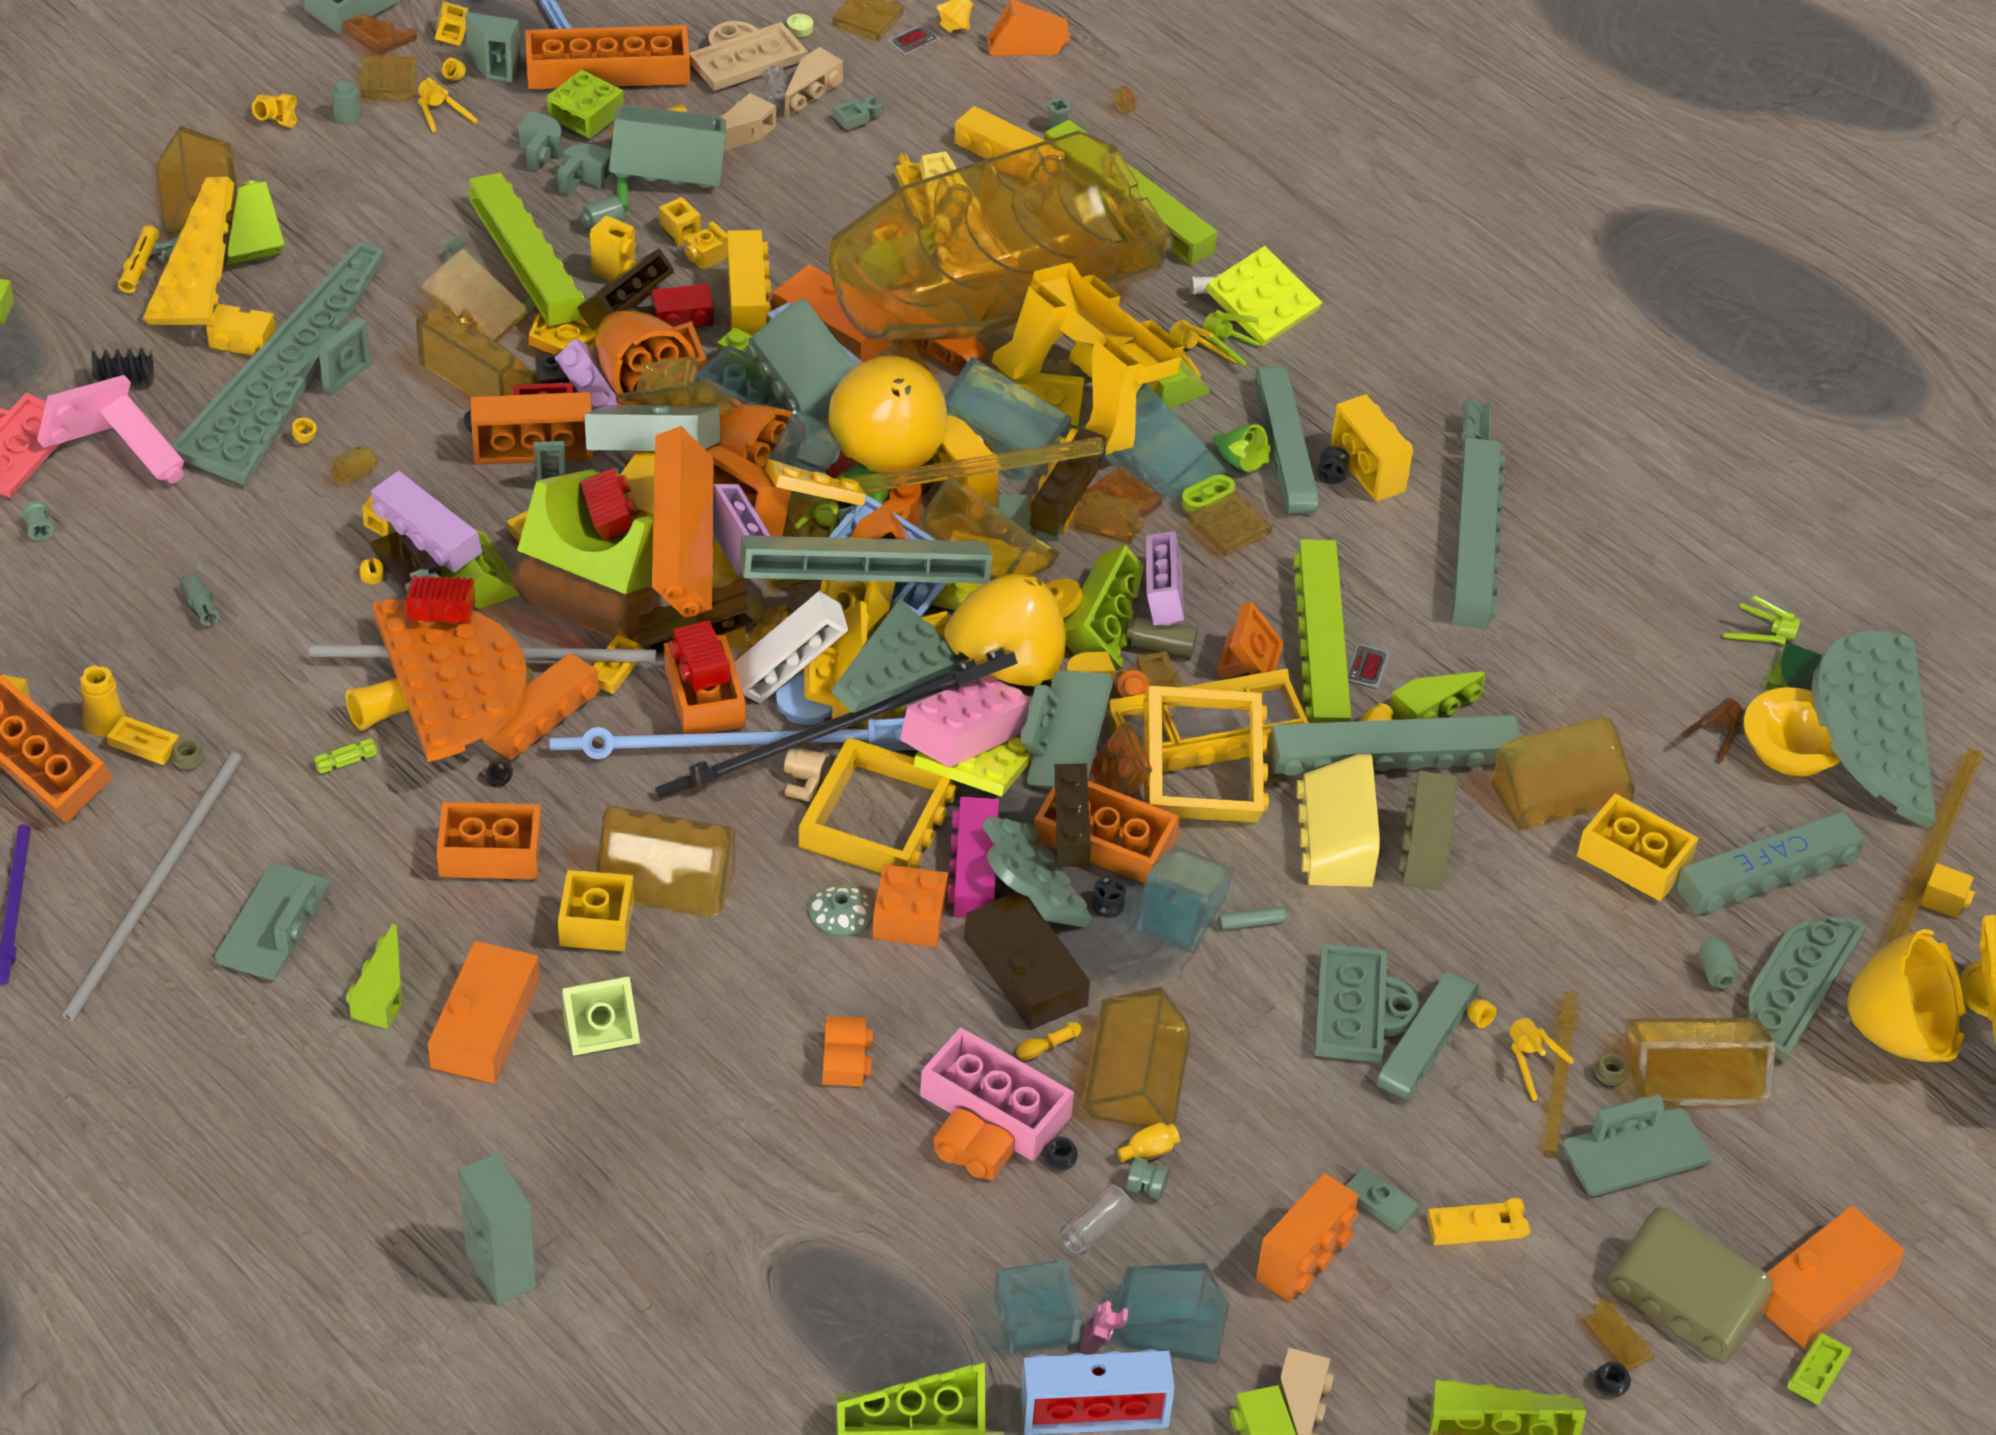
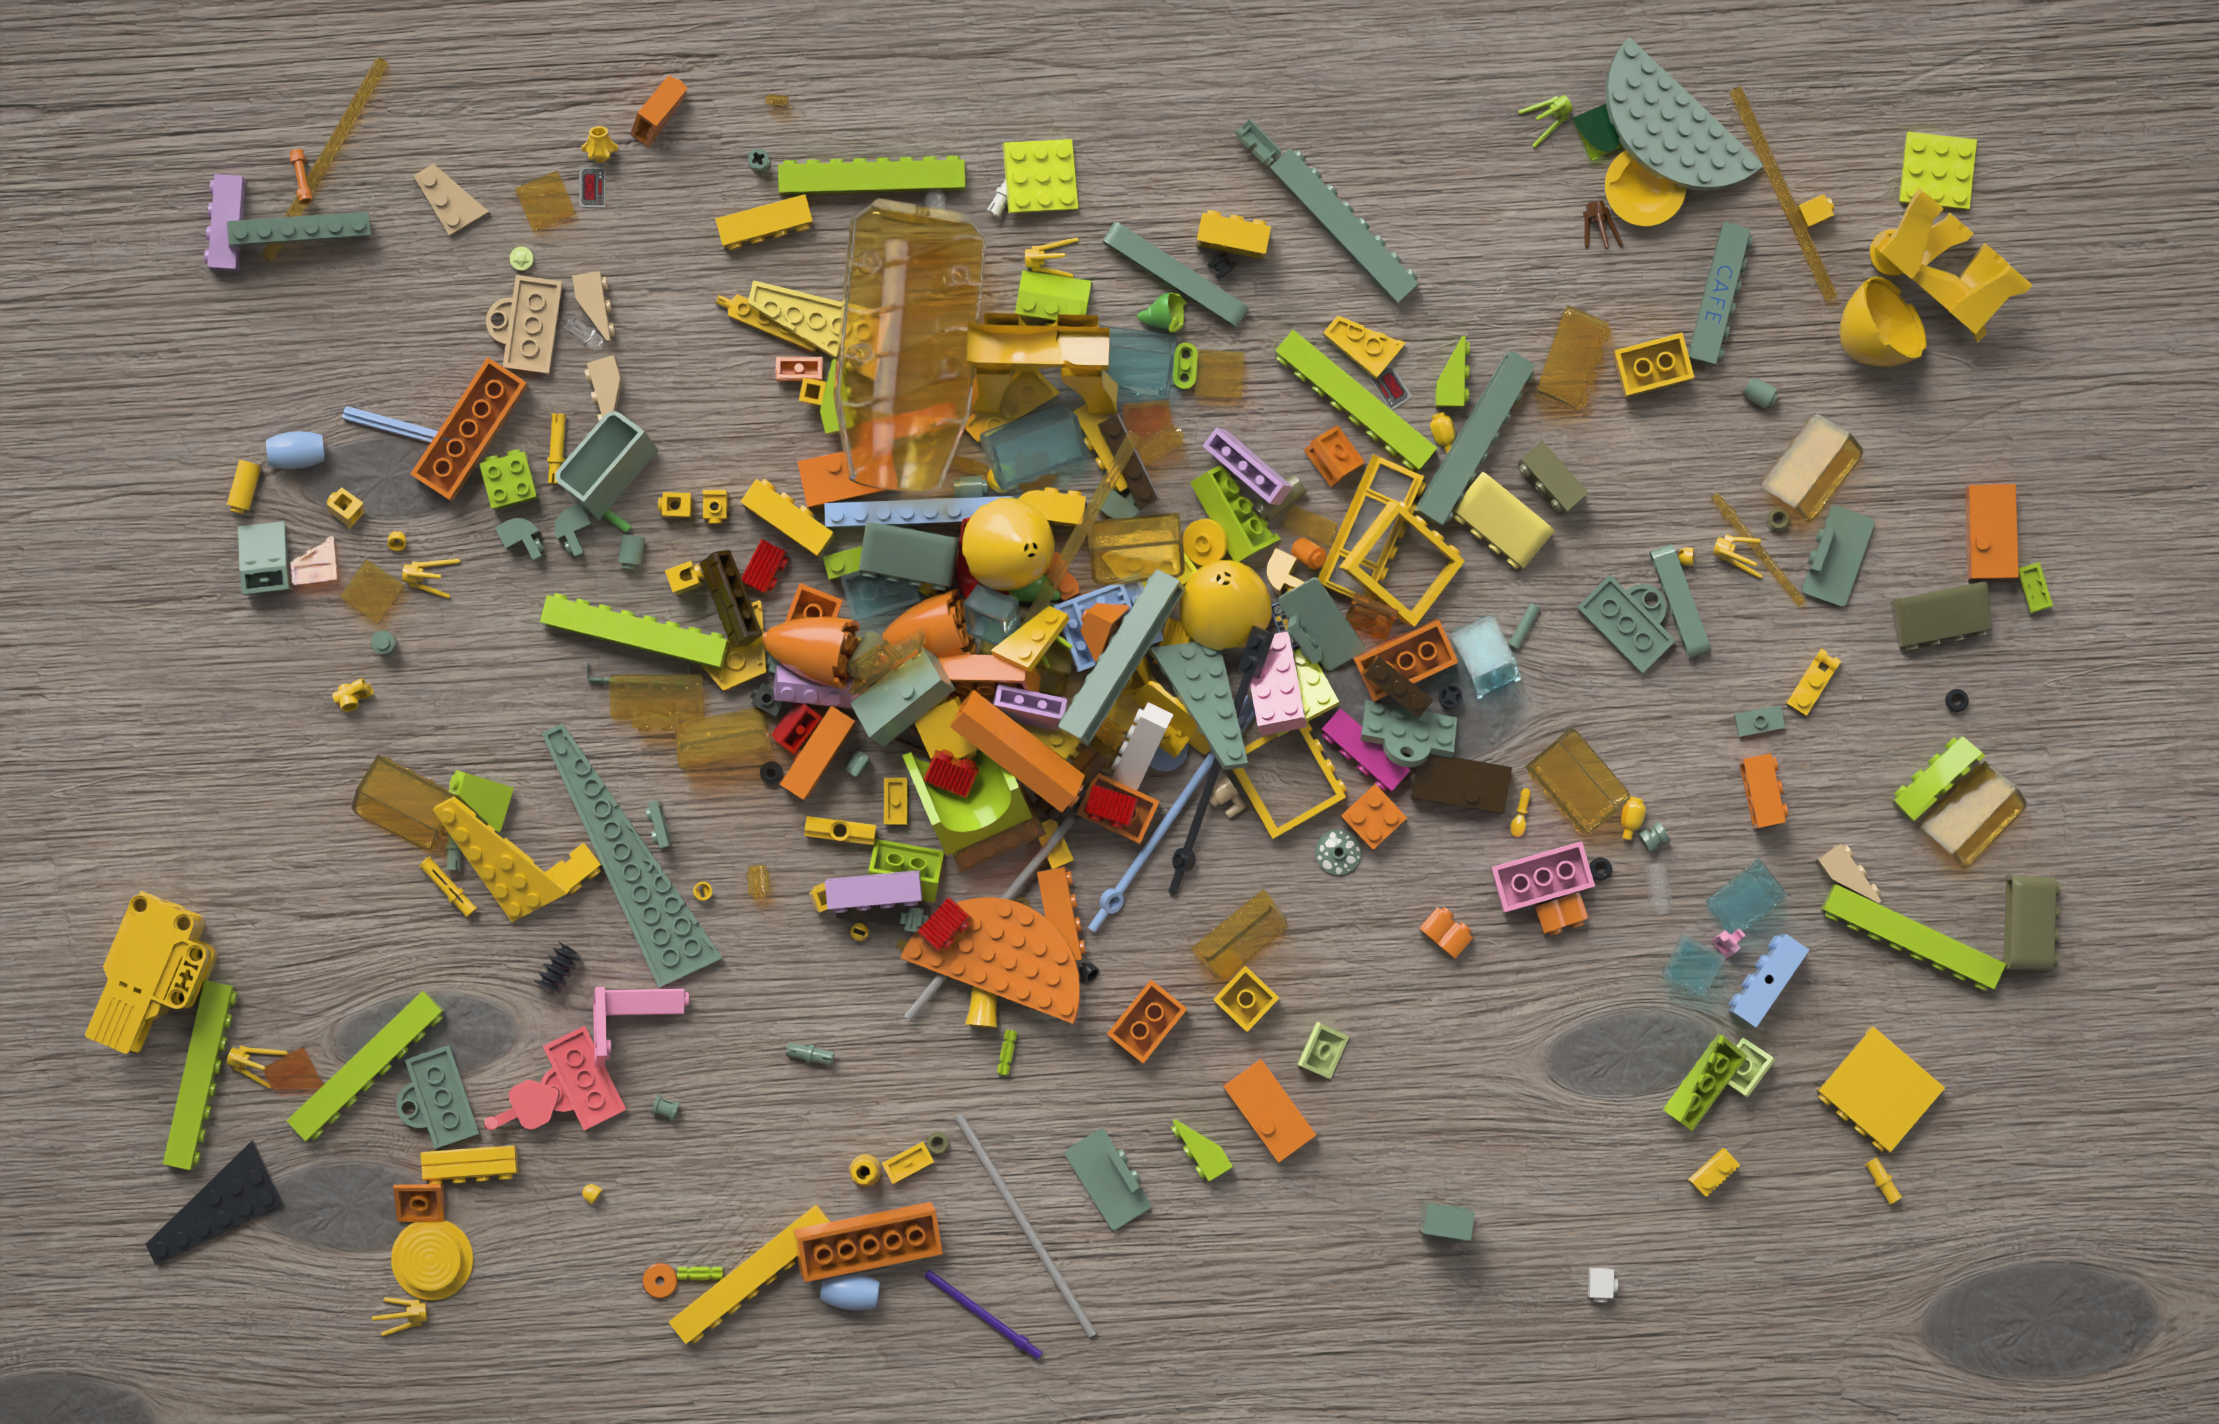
camera: 45 degrees left, 40 degrees up
(467, 495) = (824, 829): none -> yellow piece
(494, 45) = (405, 502): sand green slope -> none
(855, 113) = (649, 299): sand green plate -> none
(1220, 326) = (1045, 230): lime plant -> none
(1381, 615) = (1365, 347): none -> yellow wing
(1617, 1336) = (1936, 673): clear yellow hinge -> none
(1800, 977) = (1804, 356): sand green plate -> none

